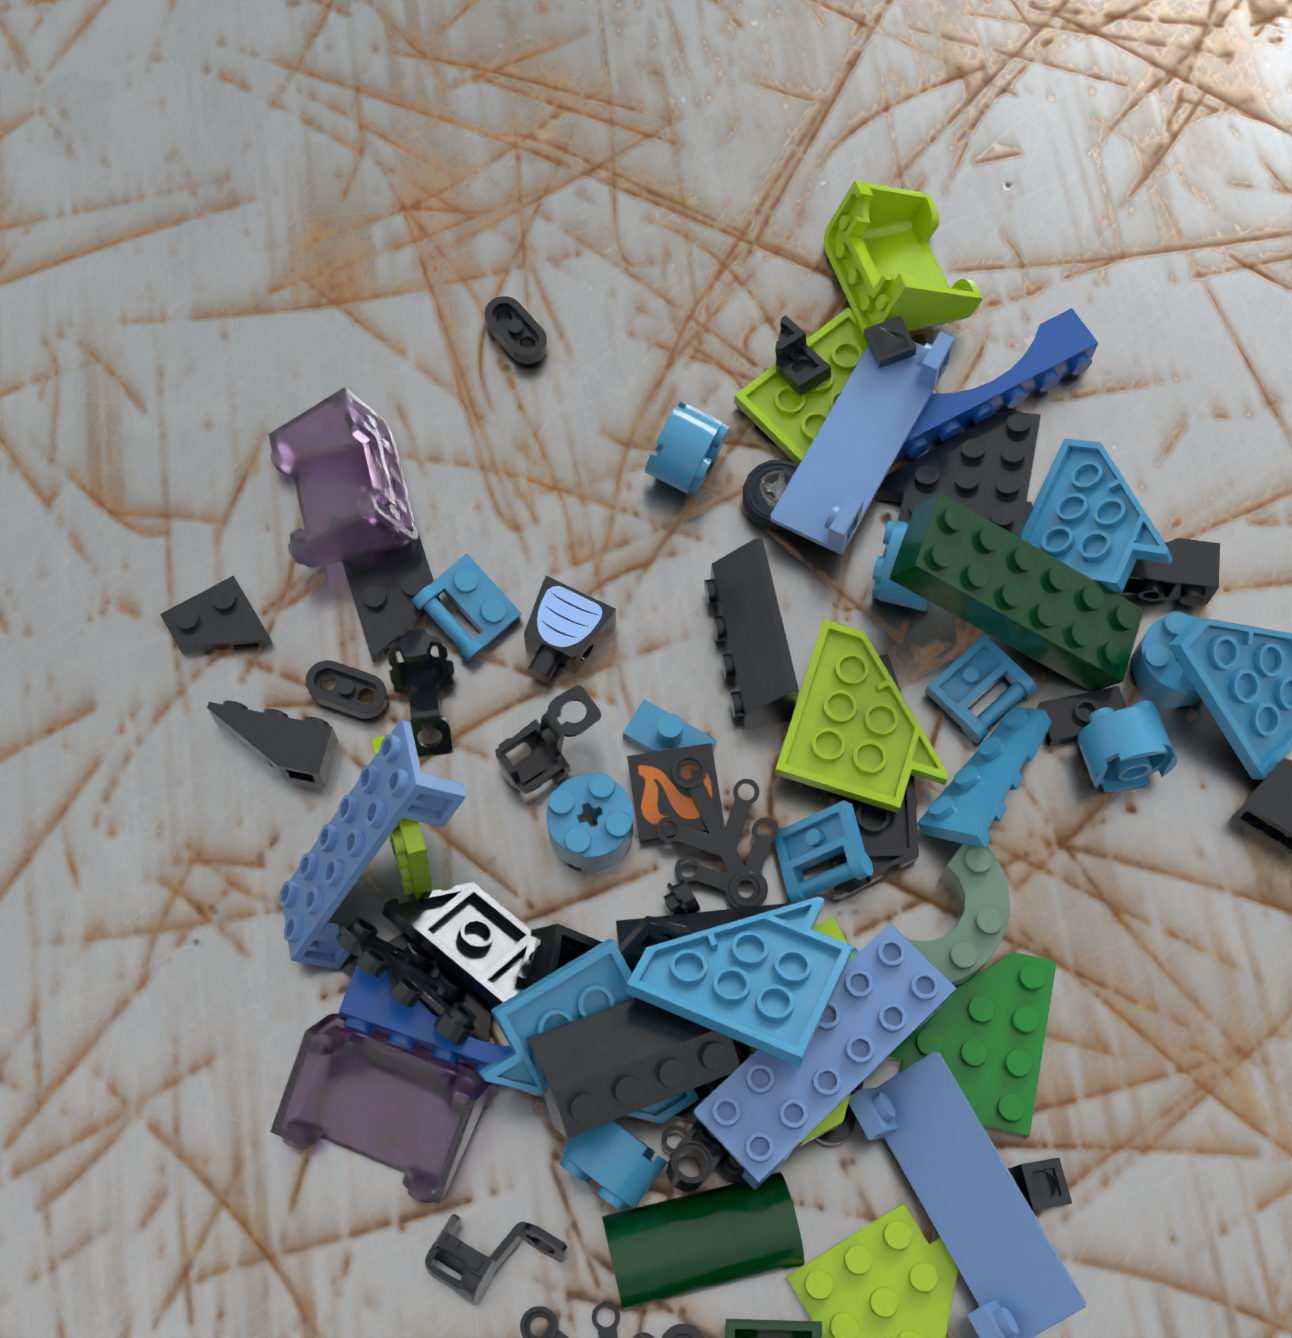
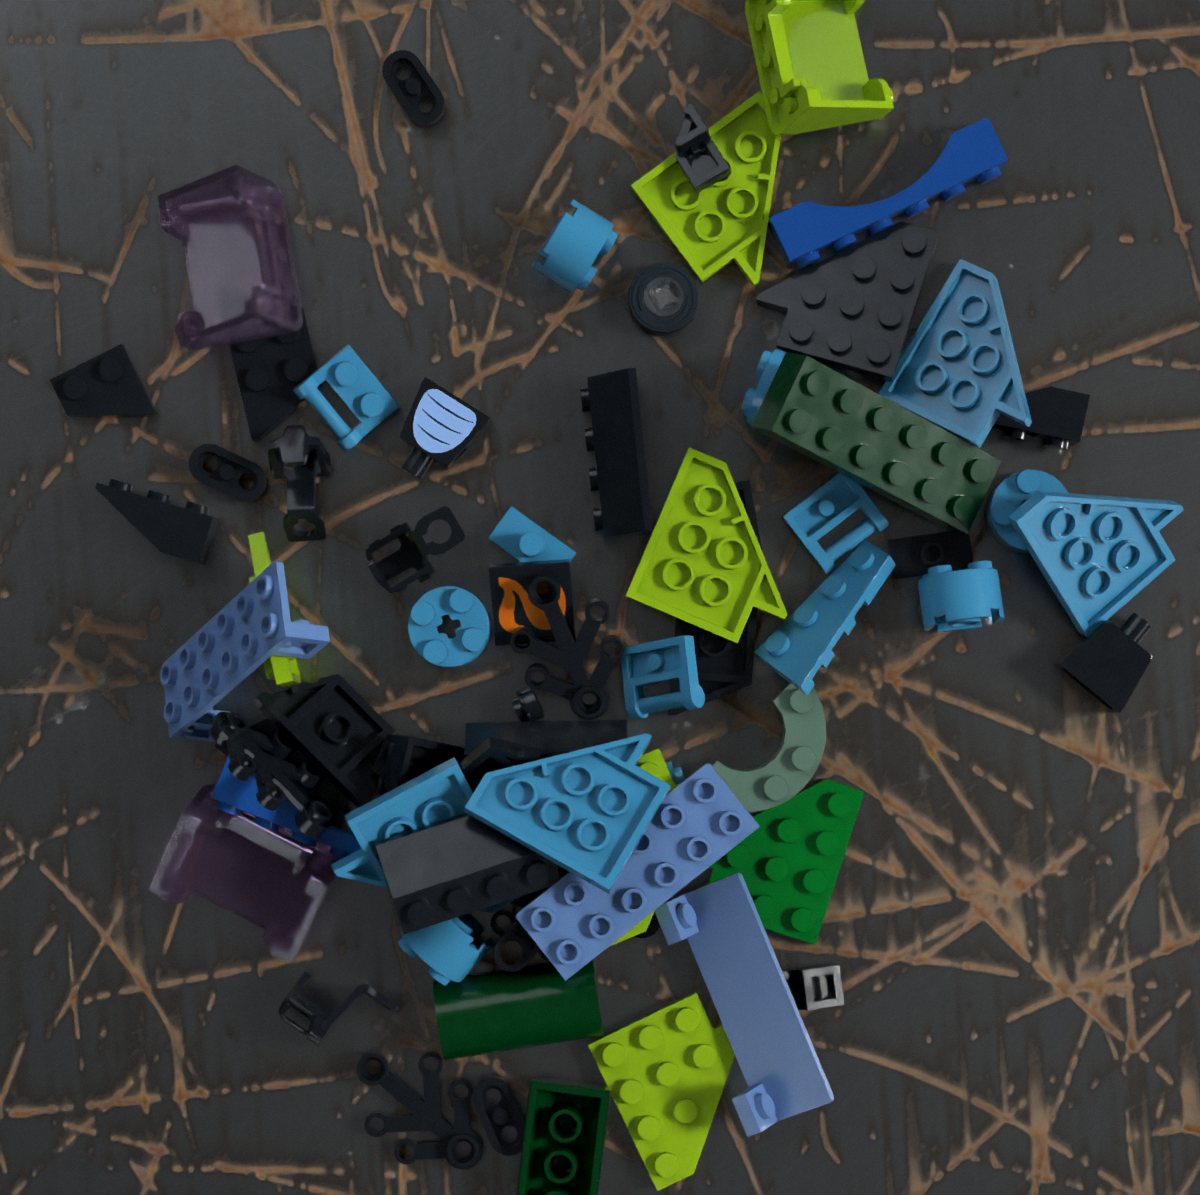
camera: 10 degrees right, 20 degrees up
(859, 444) = (750, 253): medium blue bracket -> none
(889, 341) = (790, 153): black tile -> none

